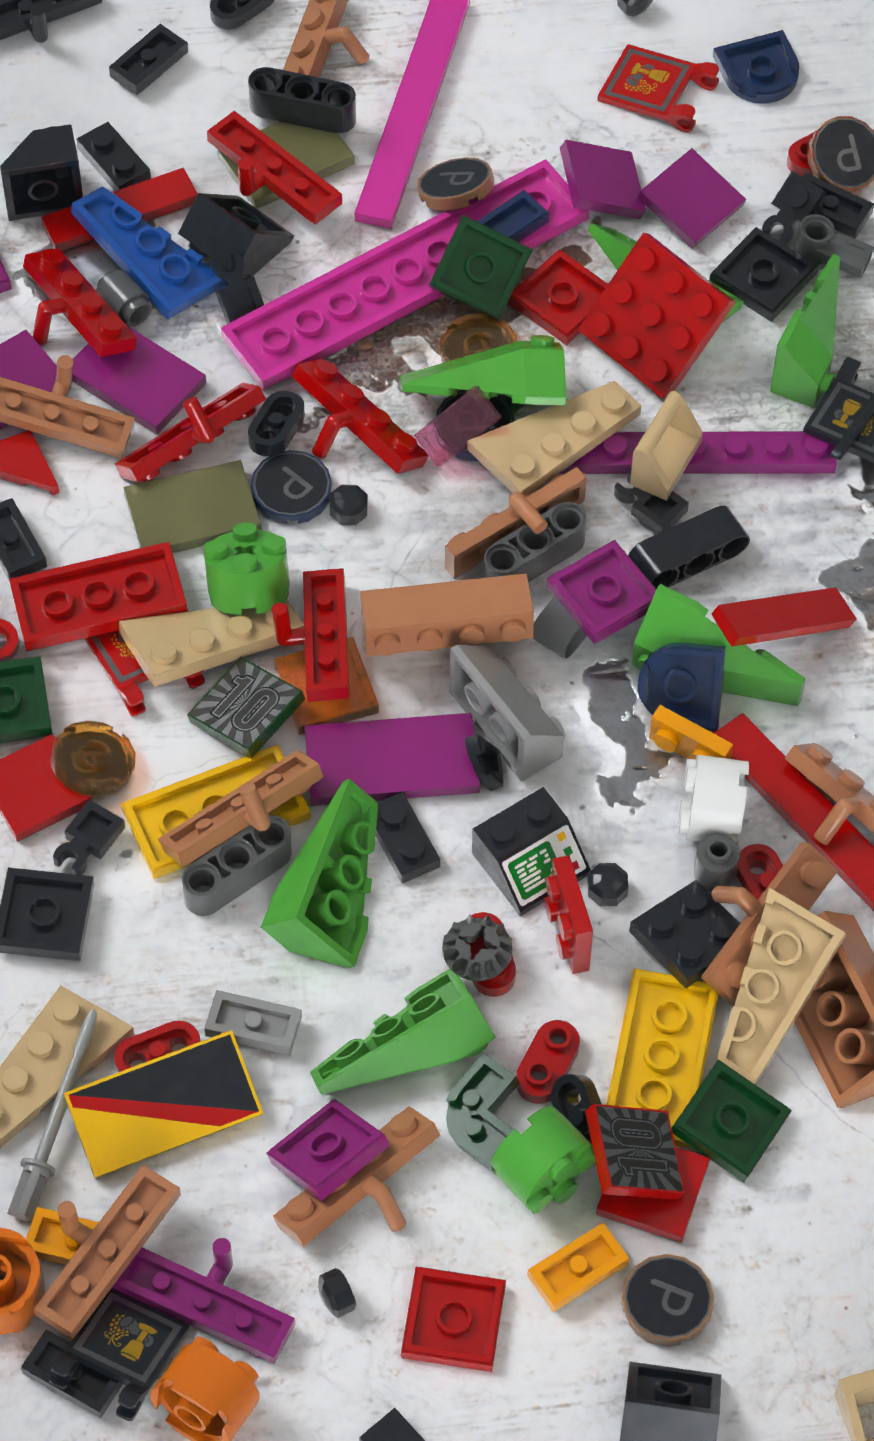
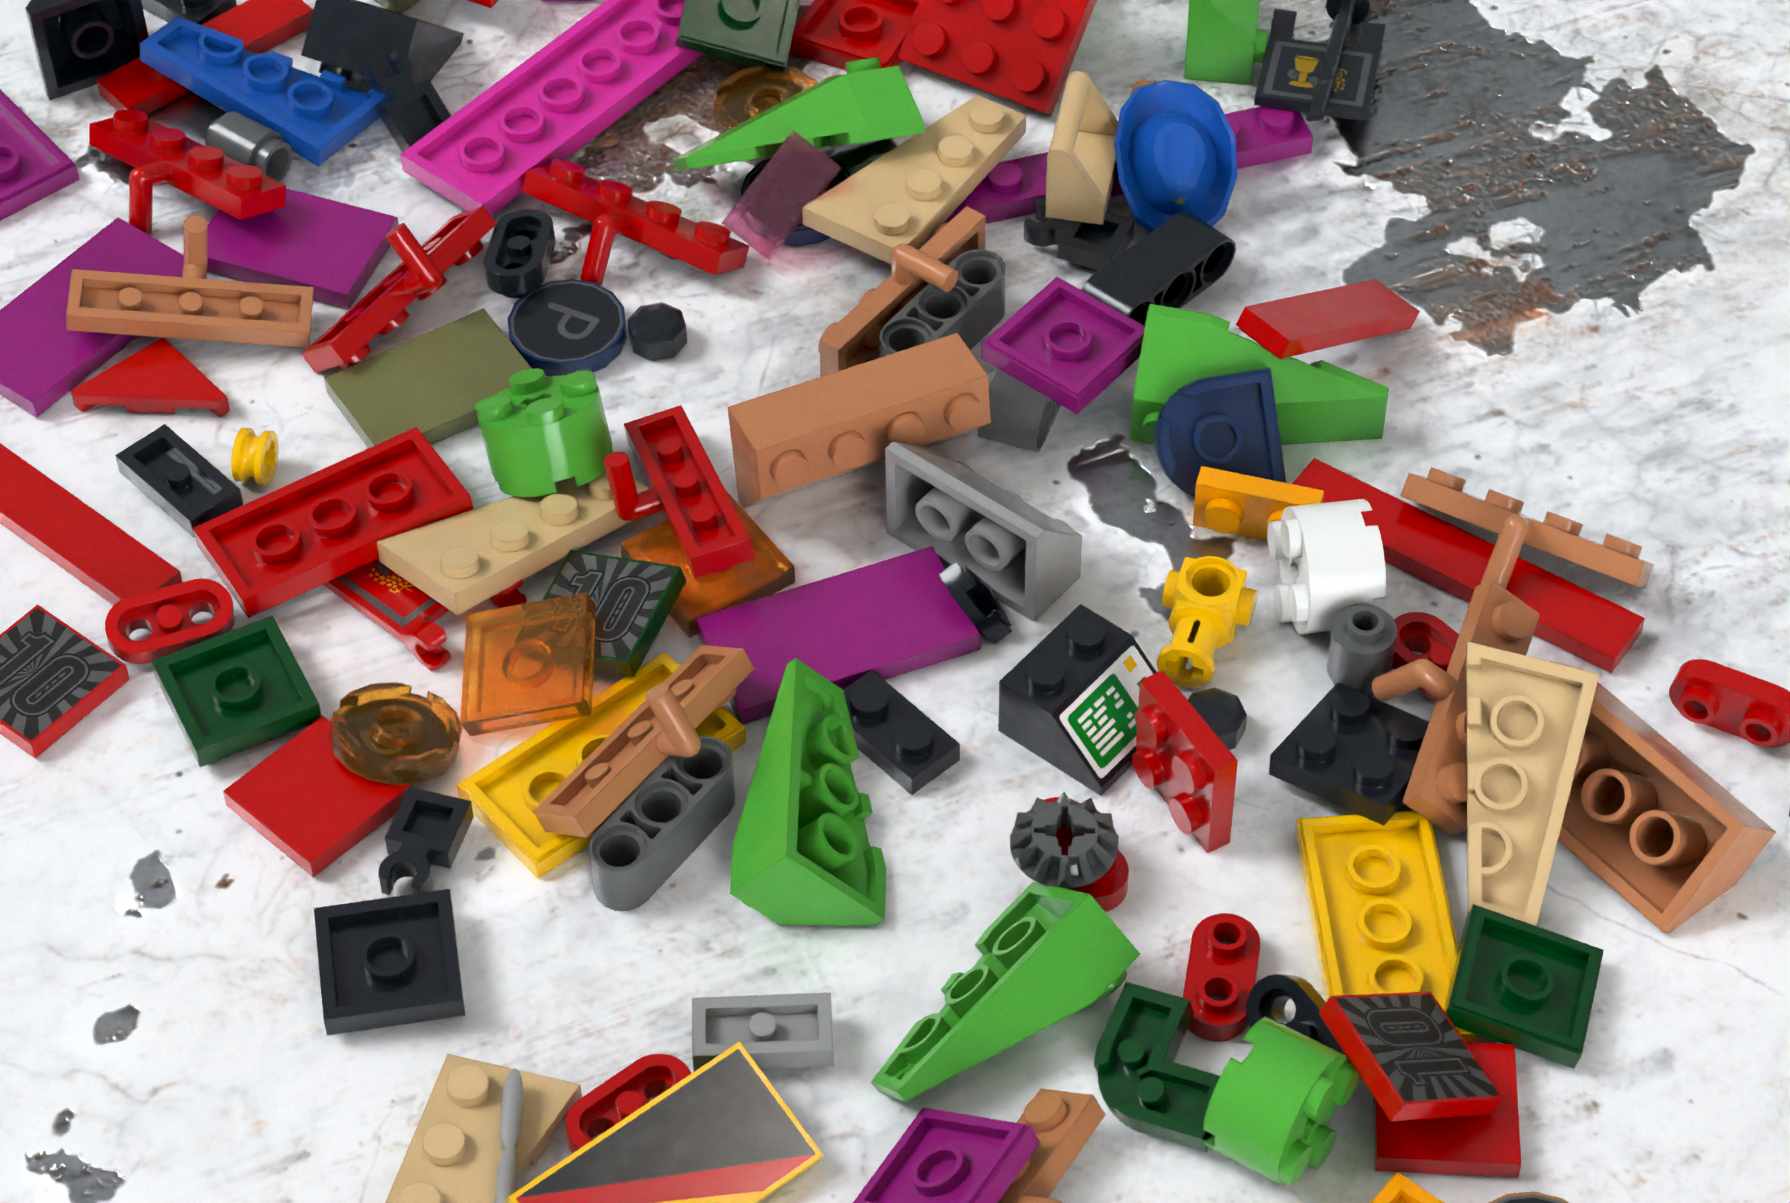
camera: 15 degrees left, 10 degrees down
(62, 534) = (254, 456): none -> yellow bush
(188, 732) = (528, 664): none -> clear orange tile
(624, 815) = (1207, 608): none -> yellow connector
(729, 459) = (1174, 153): none -> blue hat

